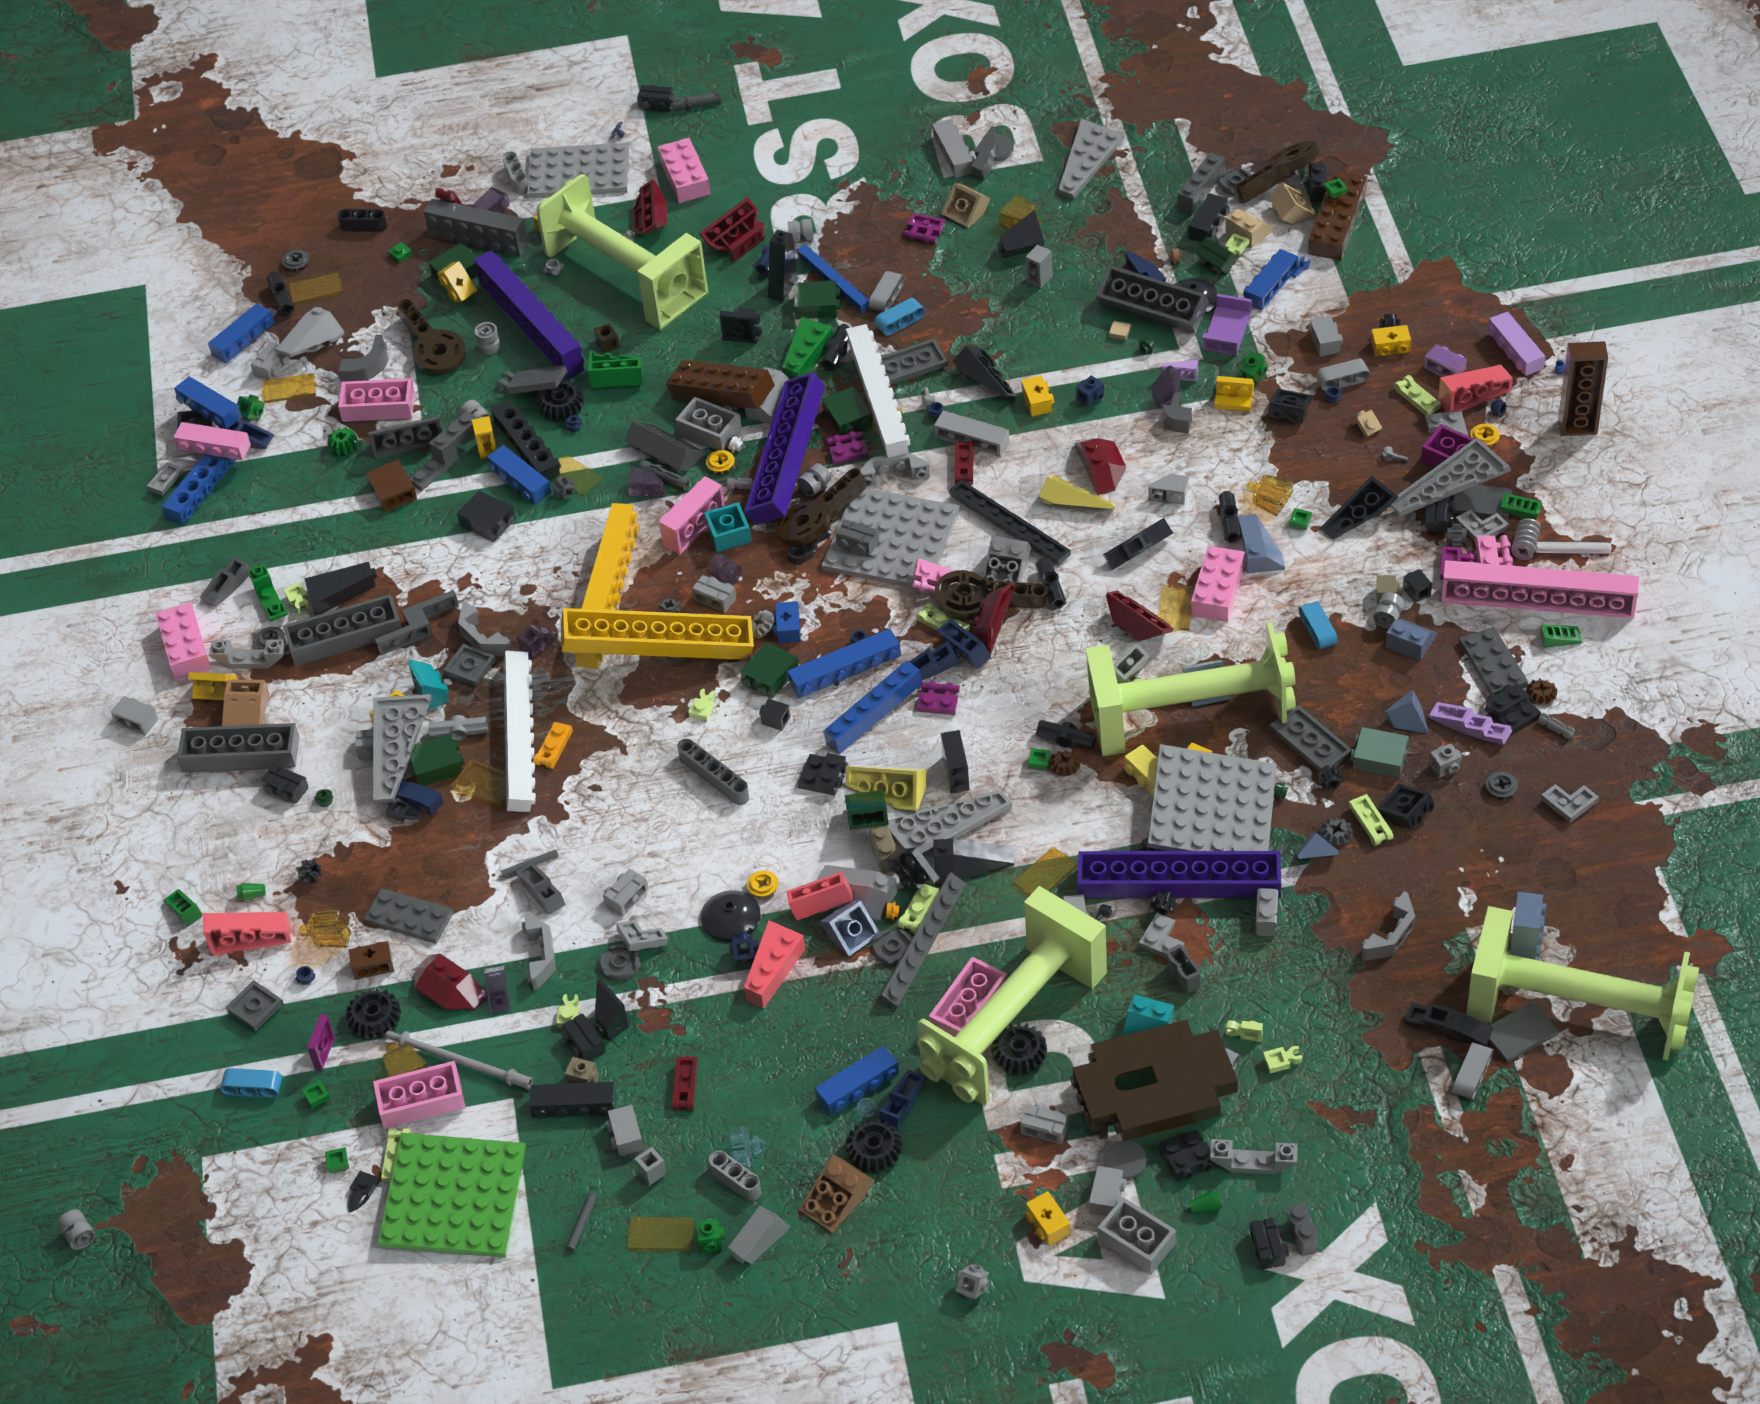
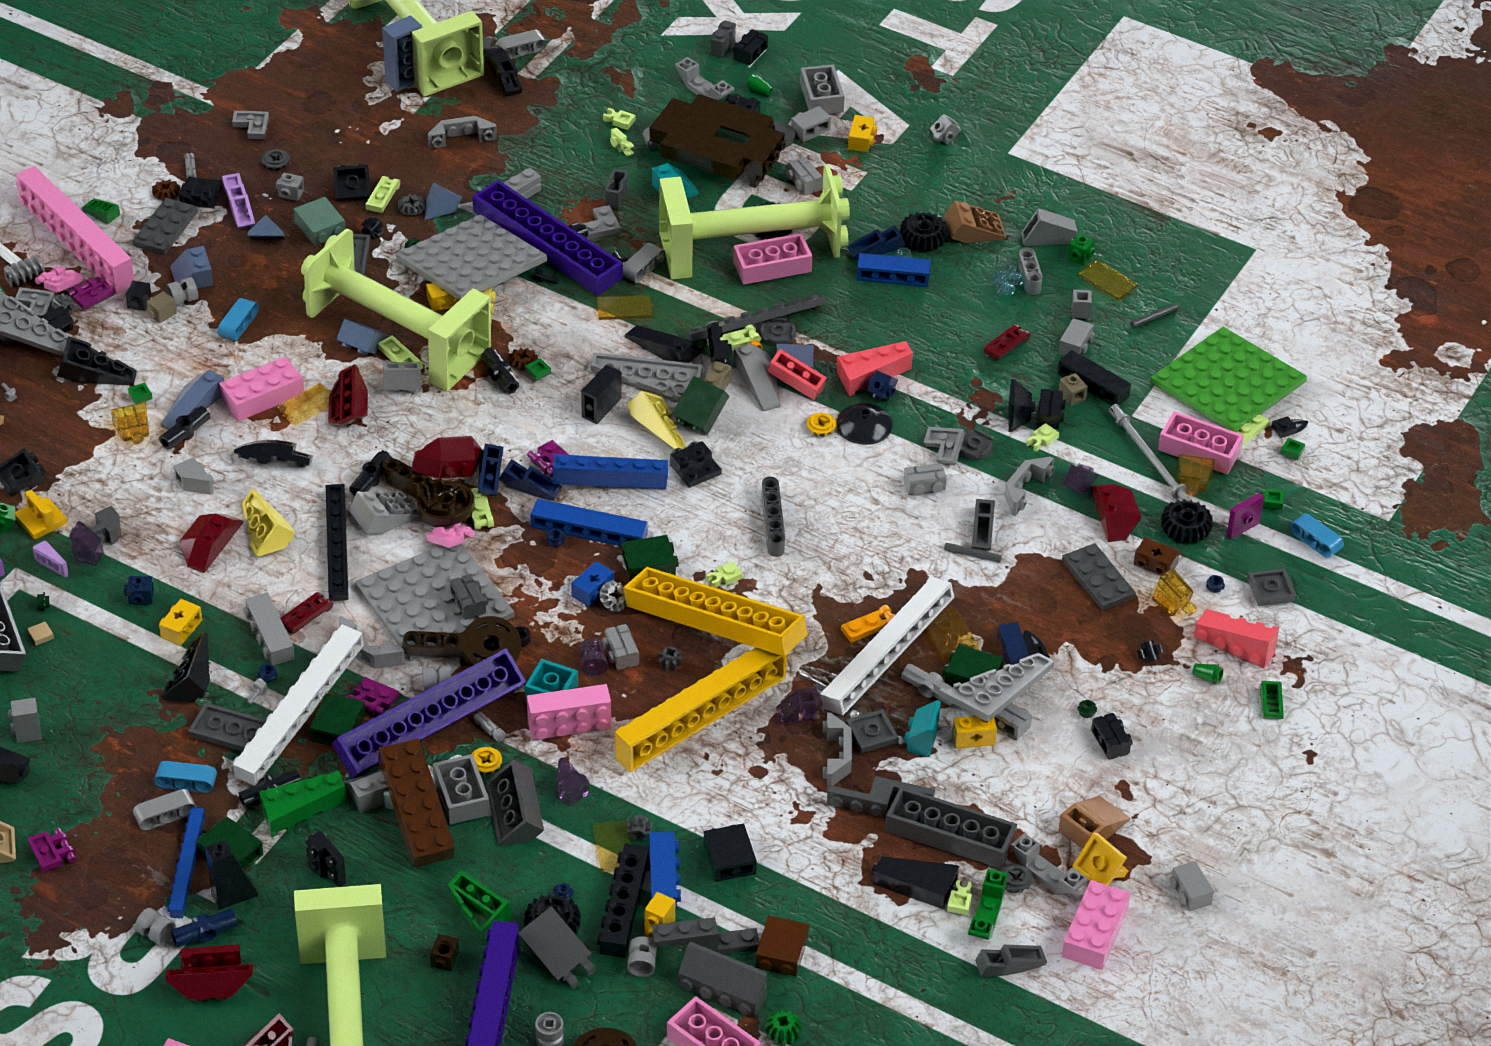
camera: 145 degrees left, 5 degrees down
(238, 747) = (1127, 786): dark grey brick -> none
(666, 475) = (546, 787): dark grey pin -> none
(775, 714) = (682, 524): black brick -> none

